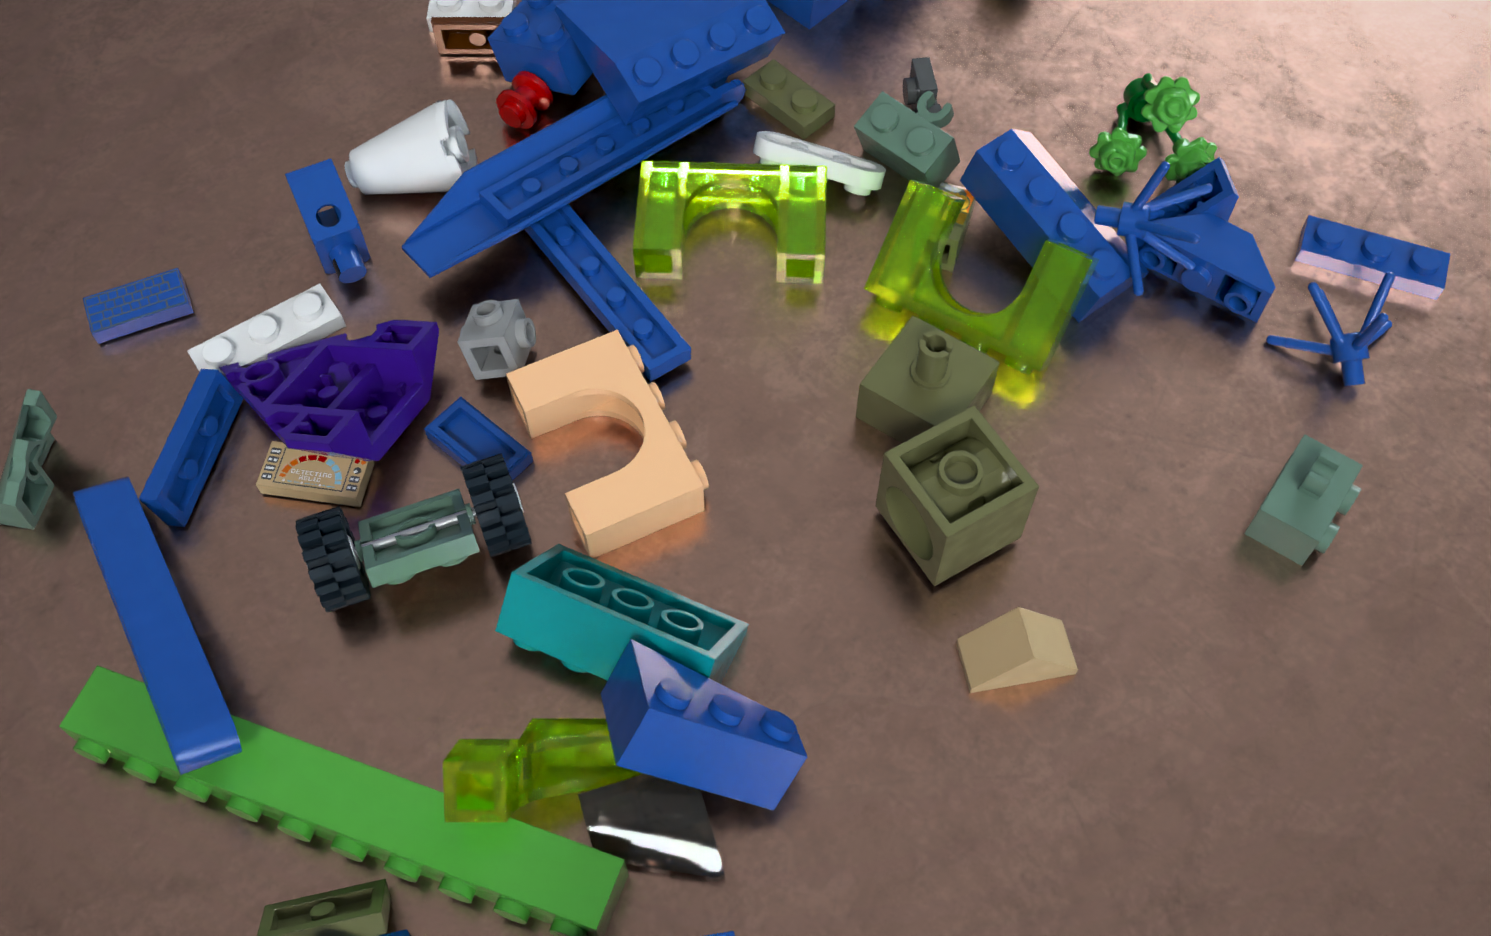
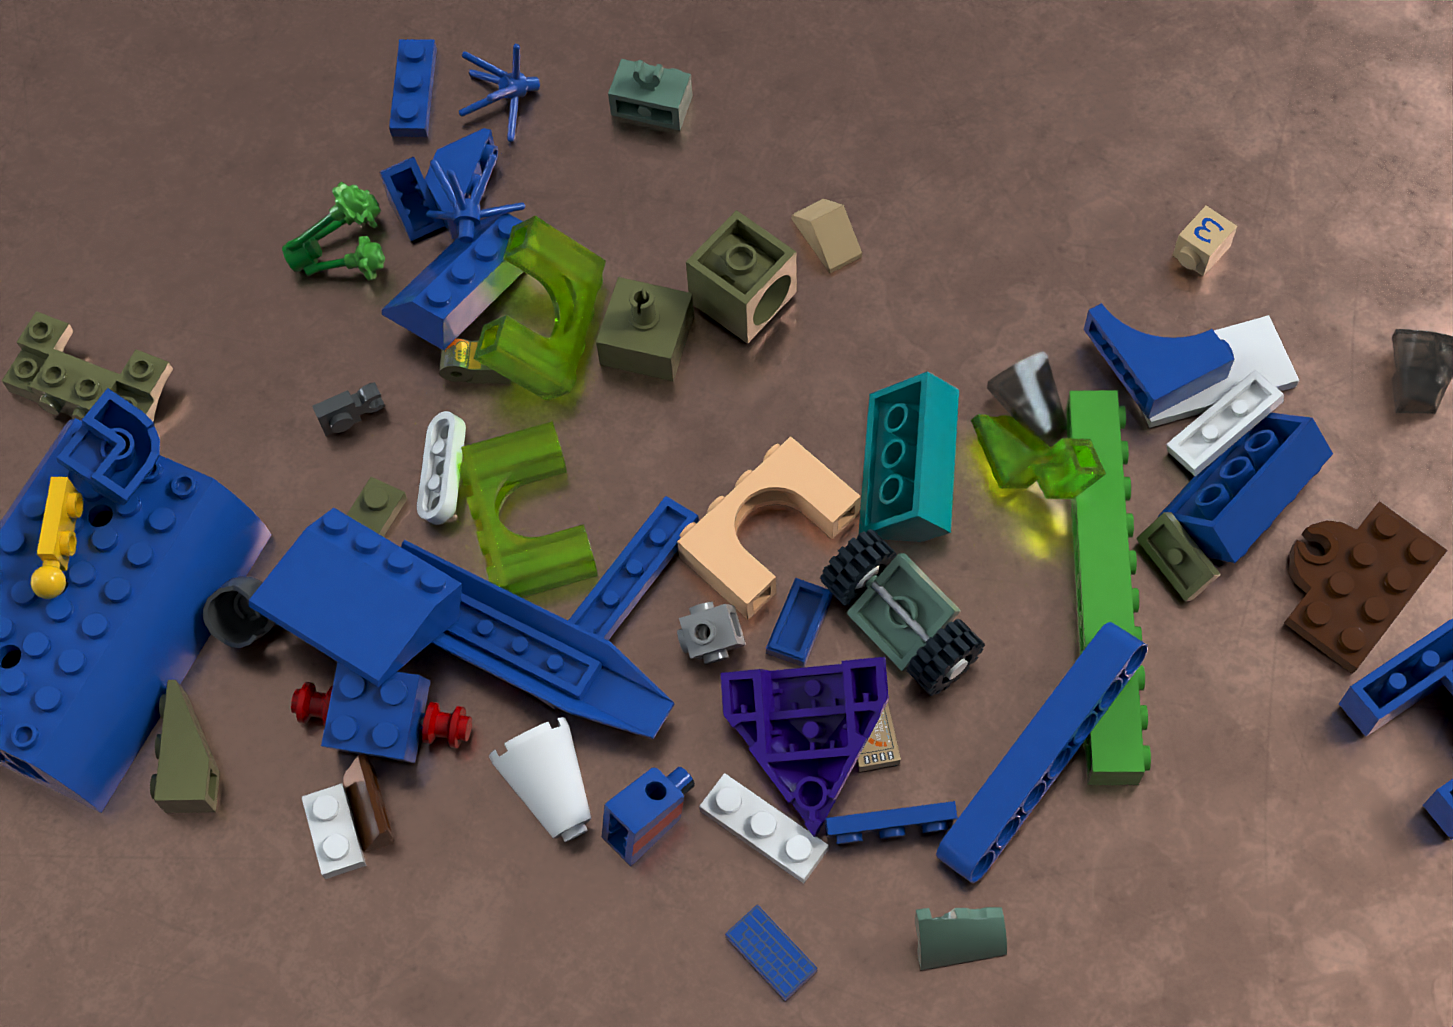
camera: 105 degrees left, 5 degrees up
(697, 731) = (974, 375): blue wedge -> none
(910, 140) = (406, 400): sand green brick -> none

